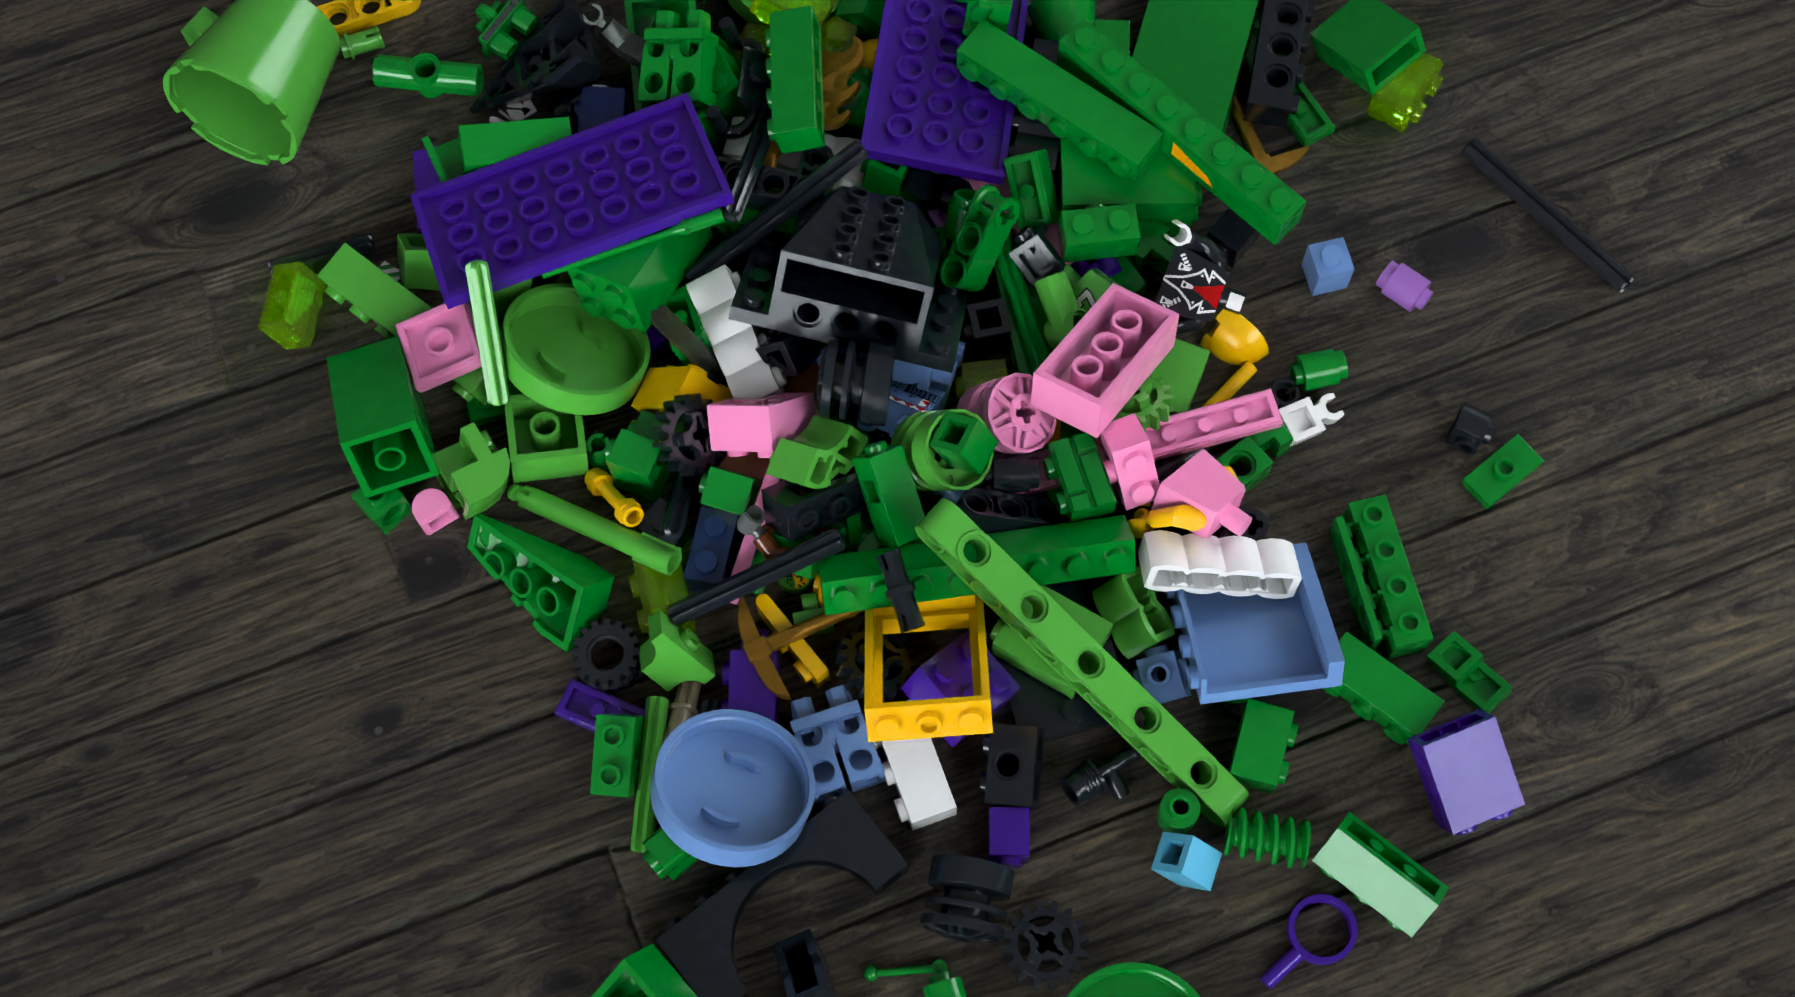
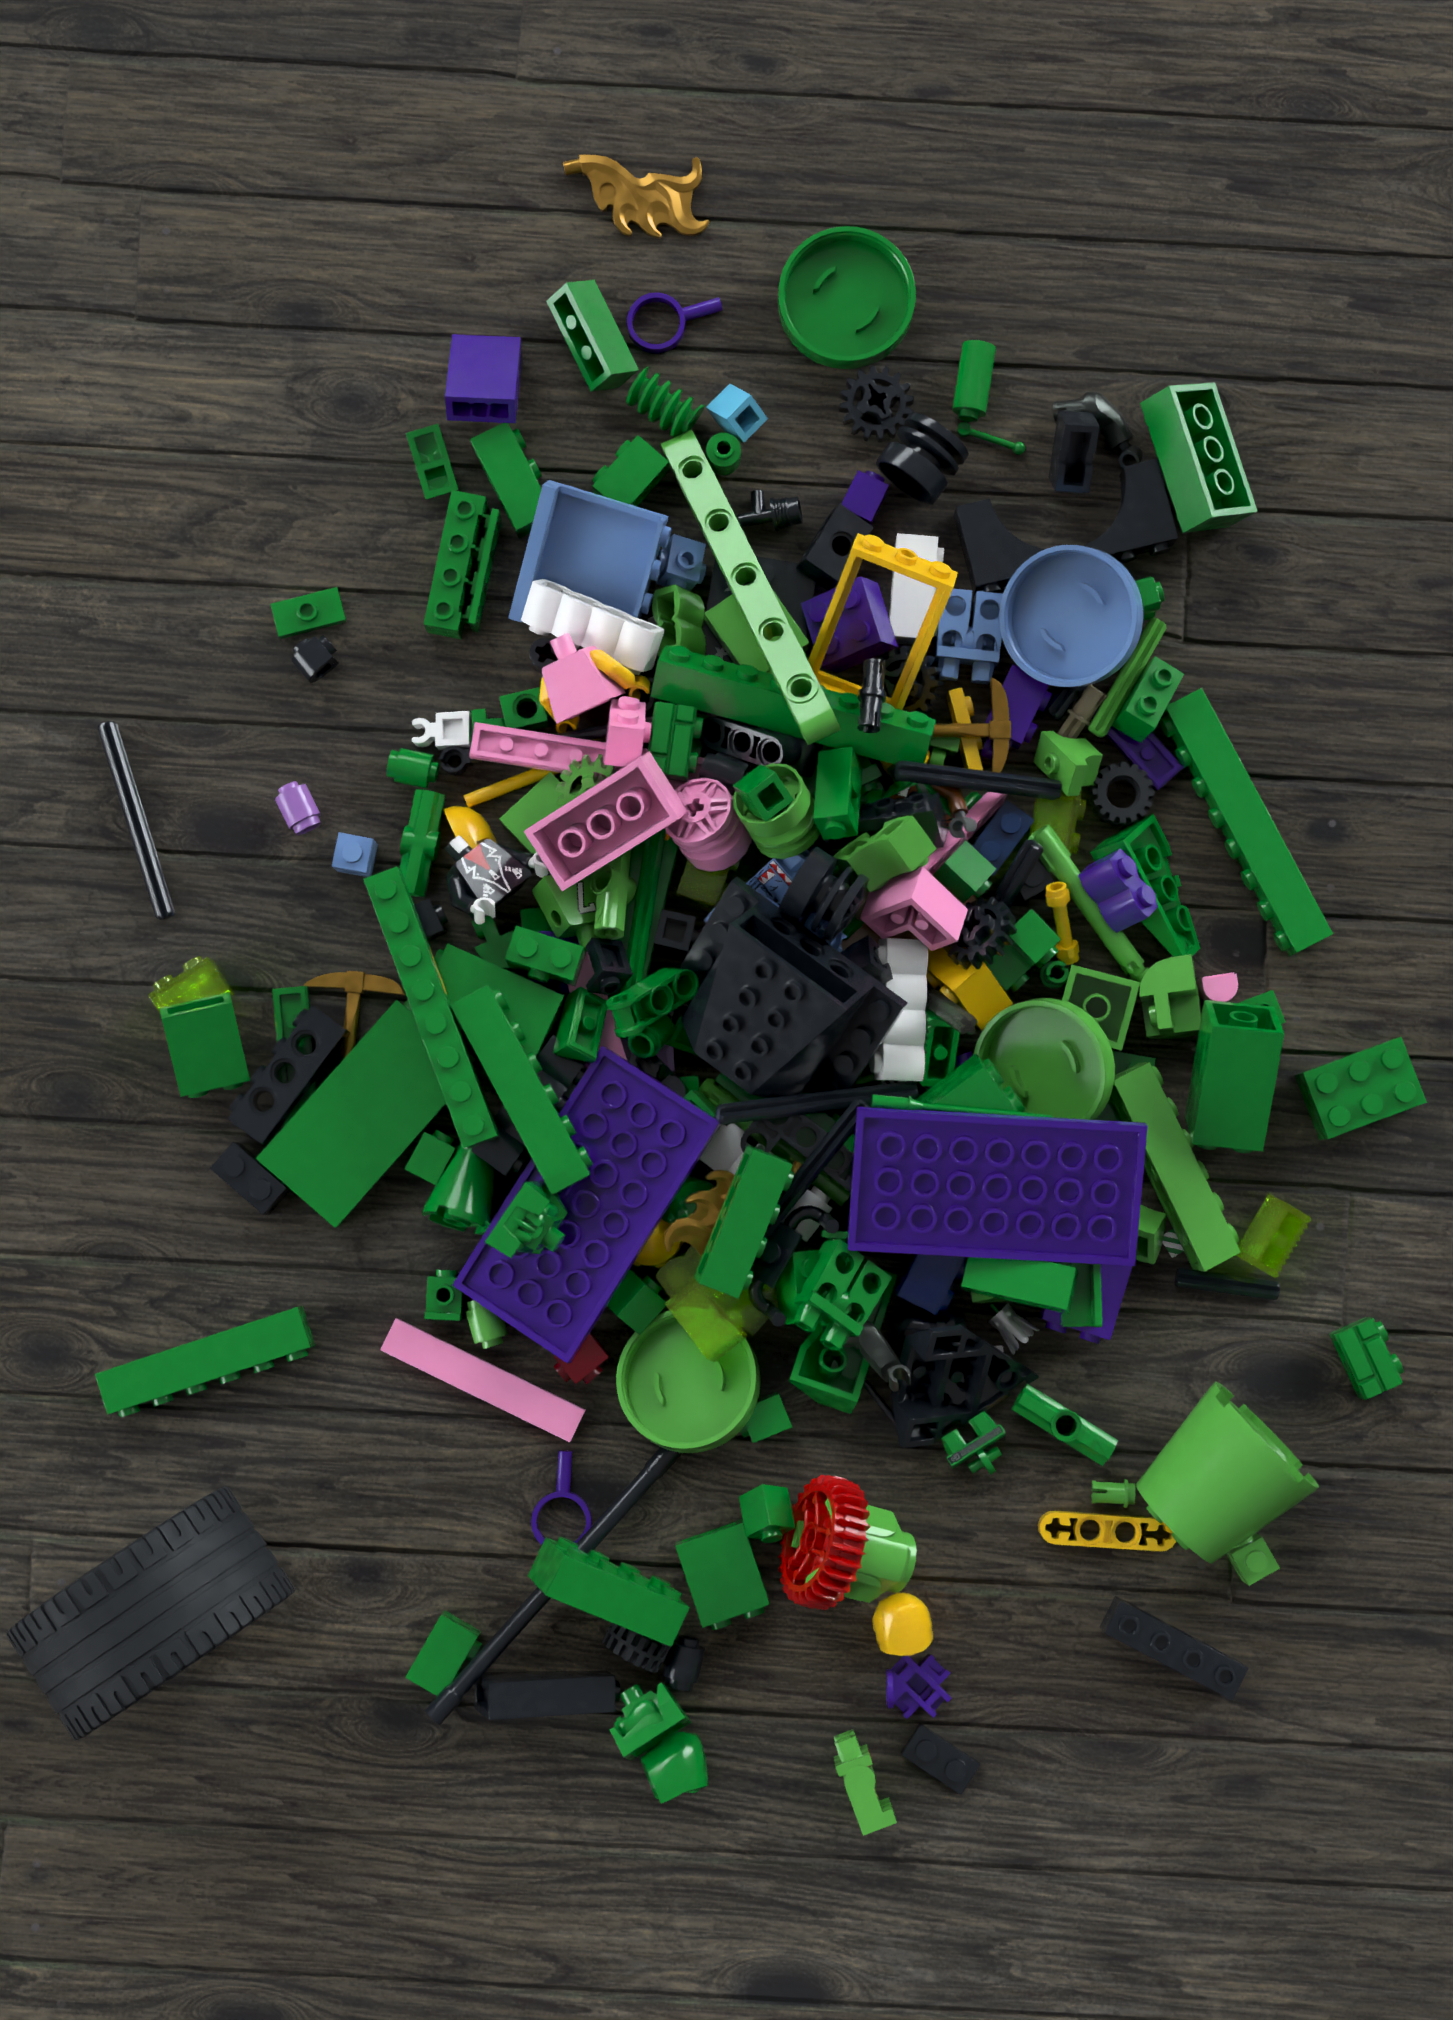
camera: 160 degrees left, 15 degrees up
(163, 244) = (1367, 1357): none -> green brick
(254, 477) = (1360, 1088): none -> green piece
(439, 345) = (1166, 1110): bright pink plate -> none
(468, 682) = (1245, 823): none -> green brick
(487, 332) = (1118, 1088): axle -> none
(569, 543) = (1118, 890): none -> dark purple brick
(1272, 306) = (421, 840): none -> green piece

